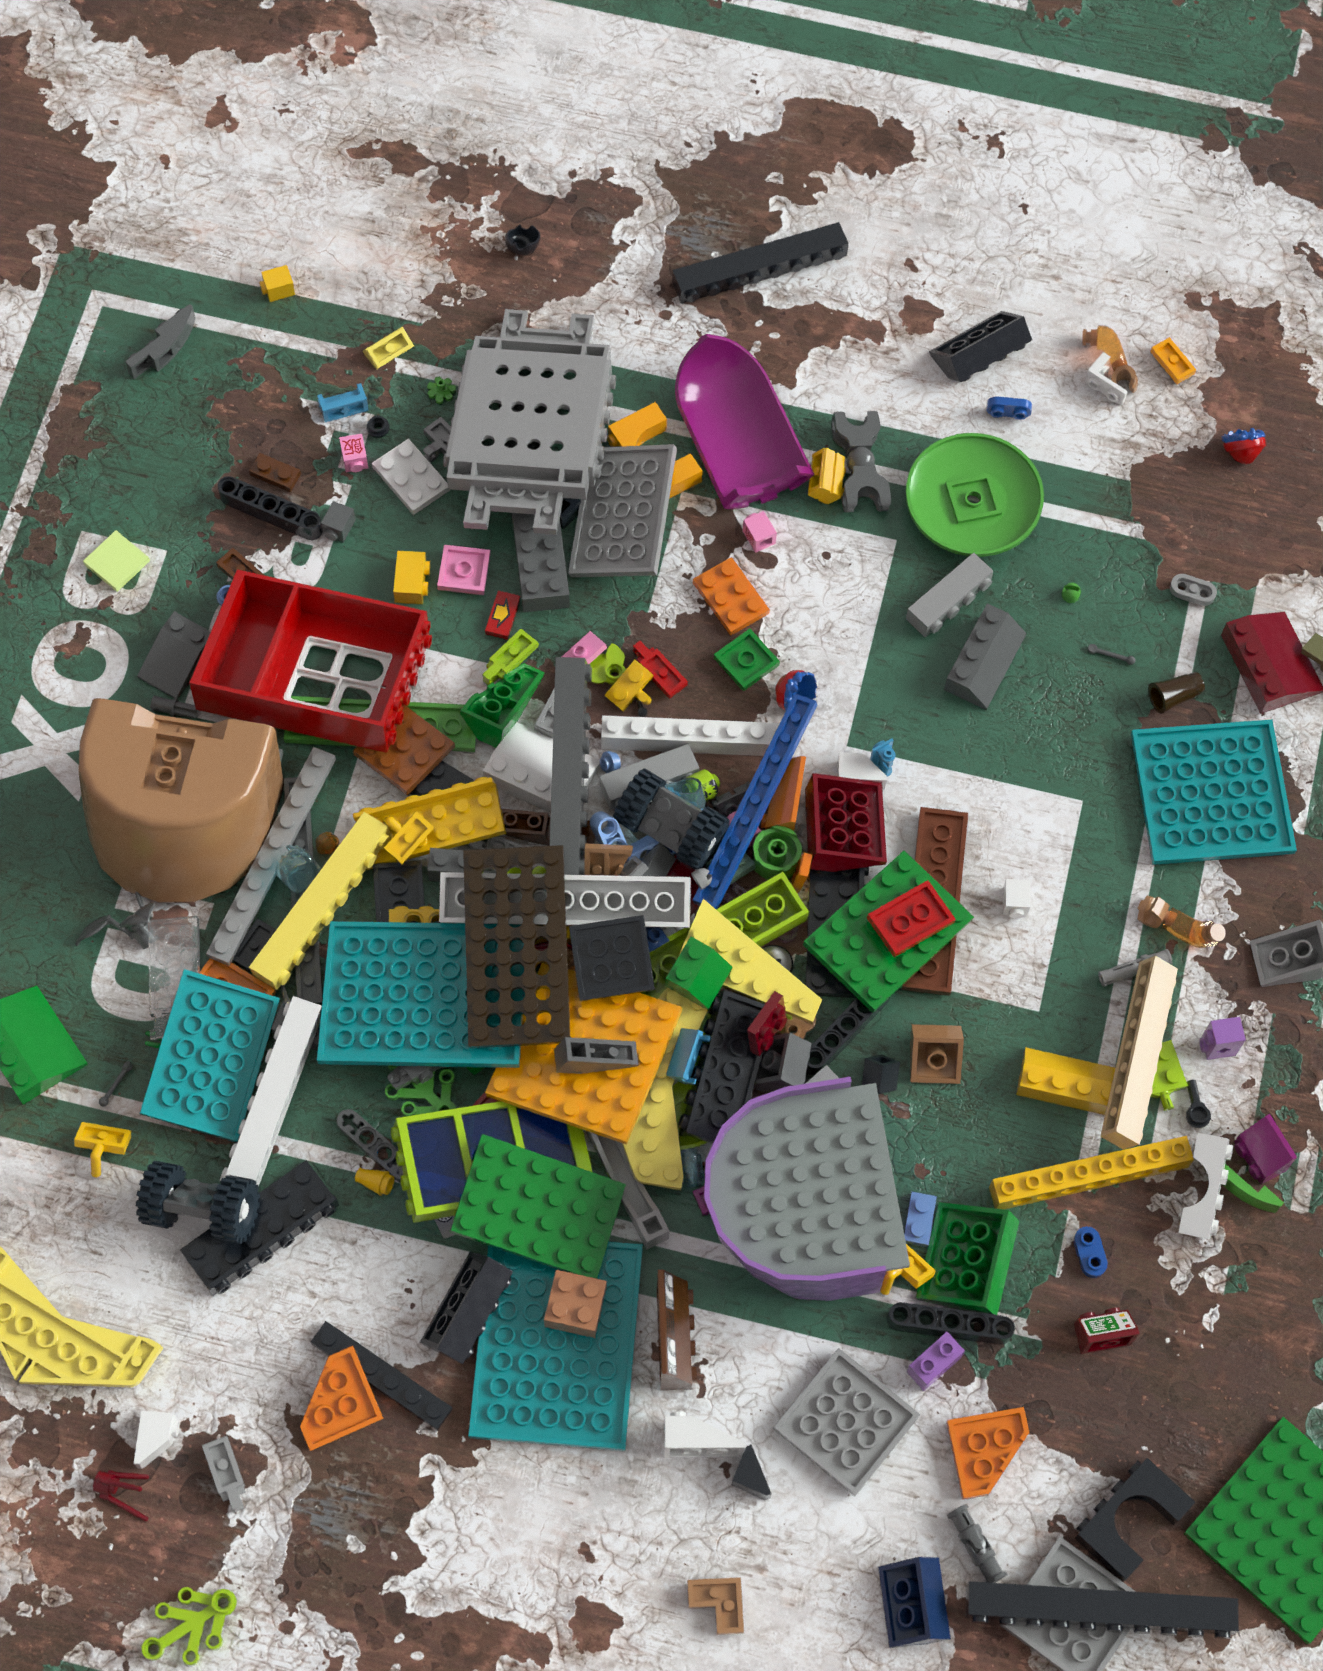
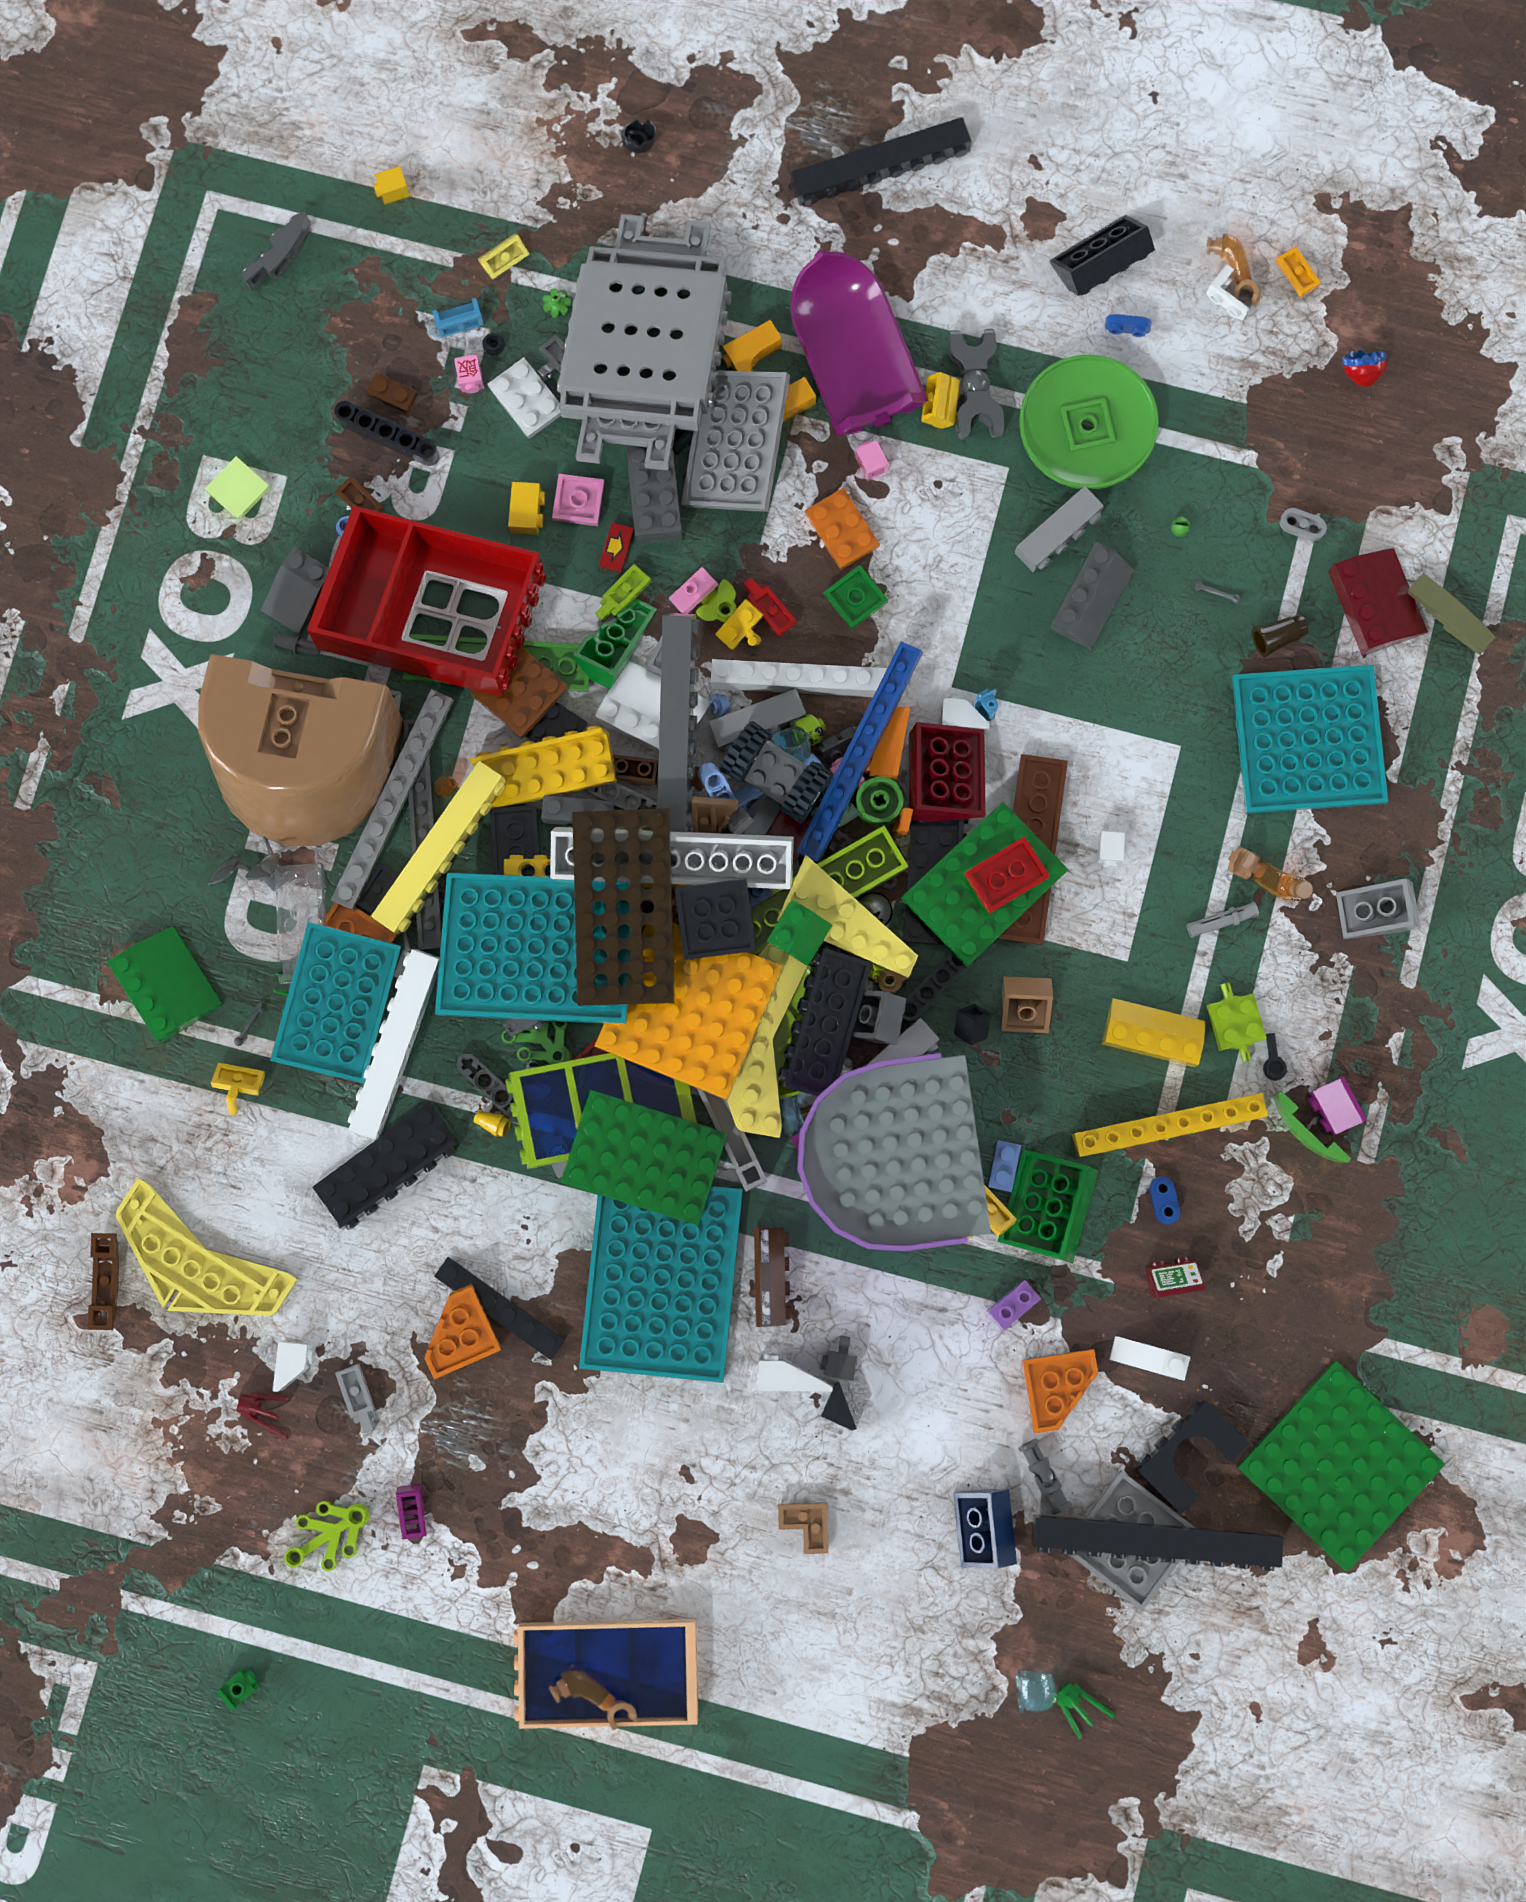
camera: 10 degrees right, 15 degrees up
(227, 1205) = (350, 1153): black plate -> none
(280, 1574) = (405, 1491): none -> magenta slope
(296, 869) = (415, 817): clear light blue helmet -> none
(338, 522) = (453, 448): dark grey brick -> none
(407, 836) = (520, 785): yellow plate -> none
(467, 1307) = (577, 1249): black slope -> none
(575, 1303) = (678, 1248): nougat brick -> none
(594, 1055) = (698, 1016): dark grey slope -> none
(686, 1055) = (785, 1012): dark azure hinge -> none
(702, 877) = (805, 831): light grey hinge -> none
(751, 1426) = (840, 1363): none -> dark grey brick
(766, 1024) = (859, 991): dark red plate -> none
(793, 683) = (902, 627): blue hair -> none
(846, 1422) = (928, 1359): light grey plate -> none
(963, 1319) = (1040, 1273): black beam -> none
(1084, 1416) = (1149, 1358): none -> white slope
(1139, 1053) = (1221, 1011): brick -> none
(1200, 1218) = (1284, 1113): white arch -> none
(1222, 1038) = (1303, 995): medium lavender brick -> none

